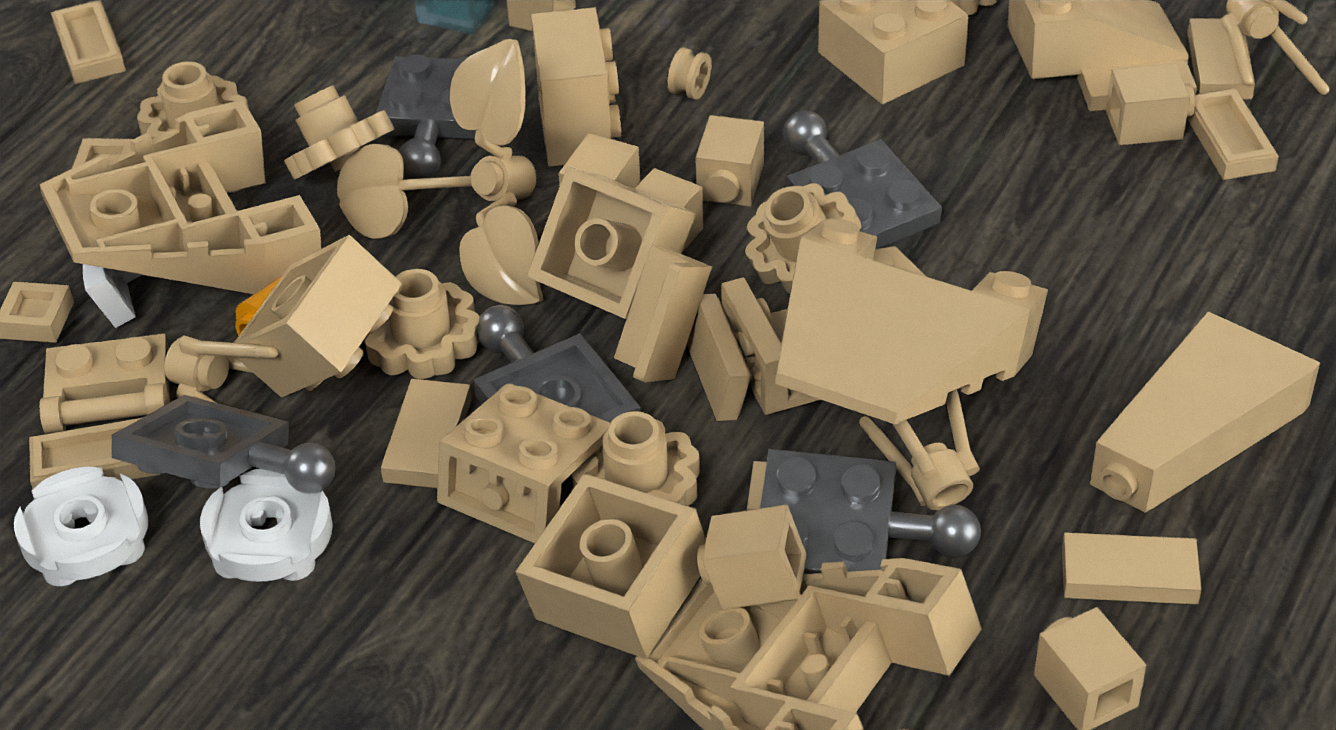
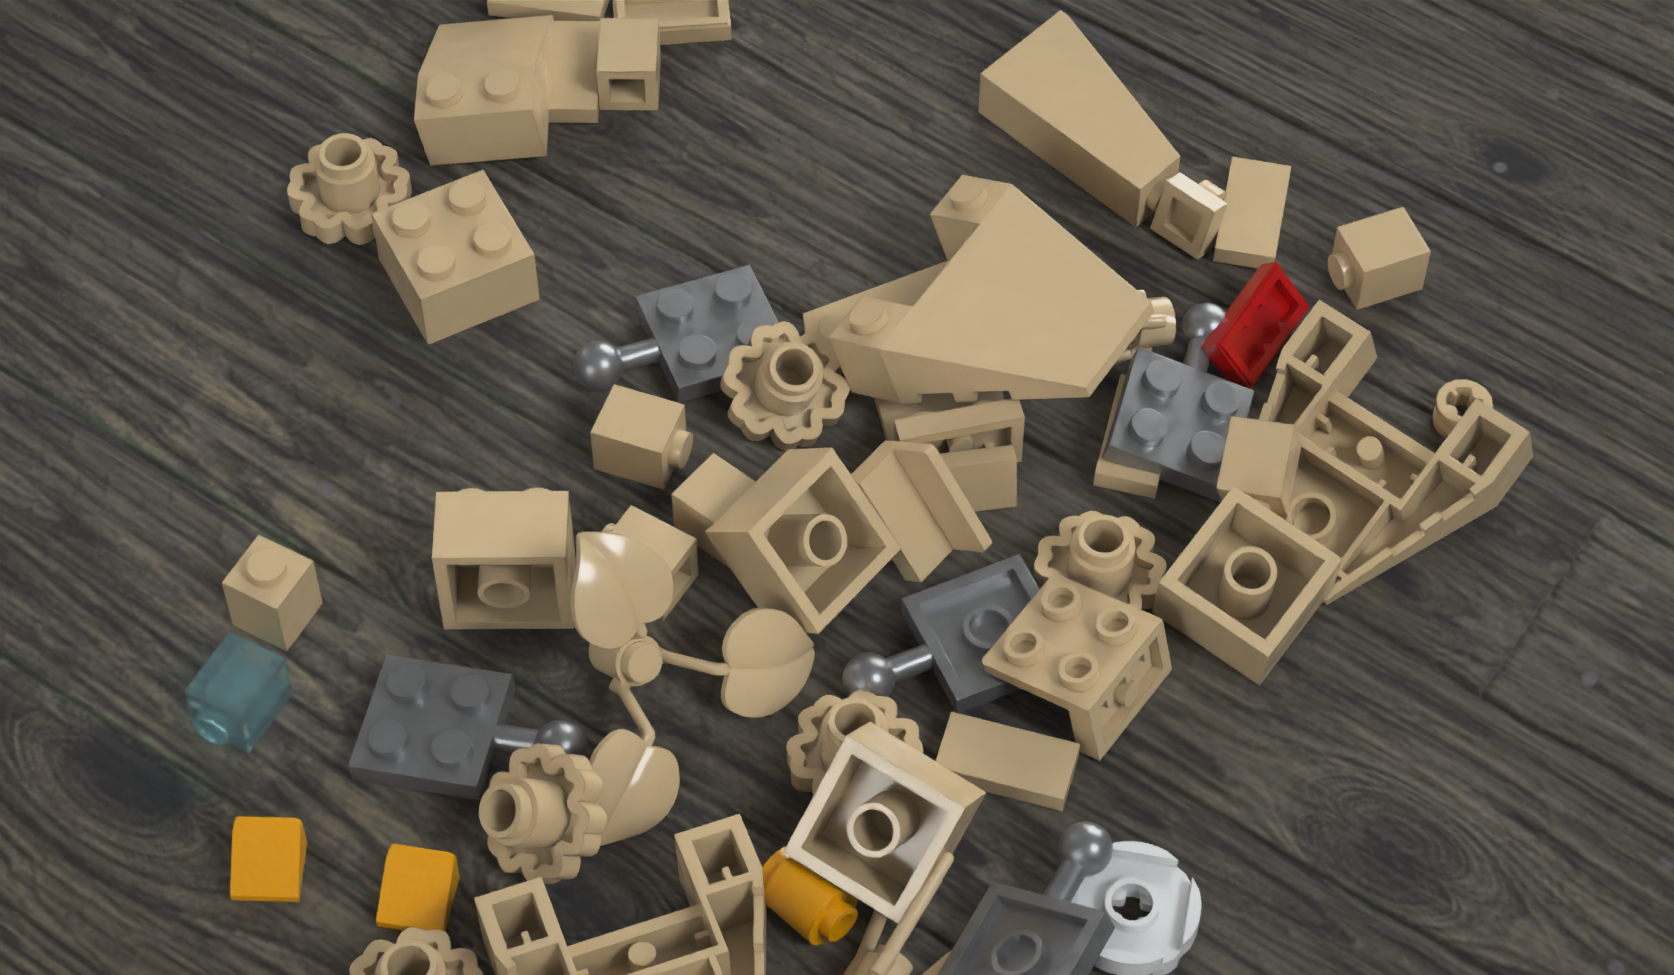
camera: 85 degrees left, 10 degrees up
(279, 112) = (417, 888): none -> light orange slope
(315, 35) = (267, 859): none -> light orange slope
(689, 73) = (467, 459): tan bush -> none
(993, 573) = (1255, 326): none -> red plate
(1103, 506) = (1190, 214): none -> tan tile

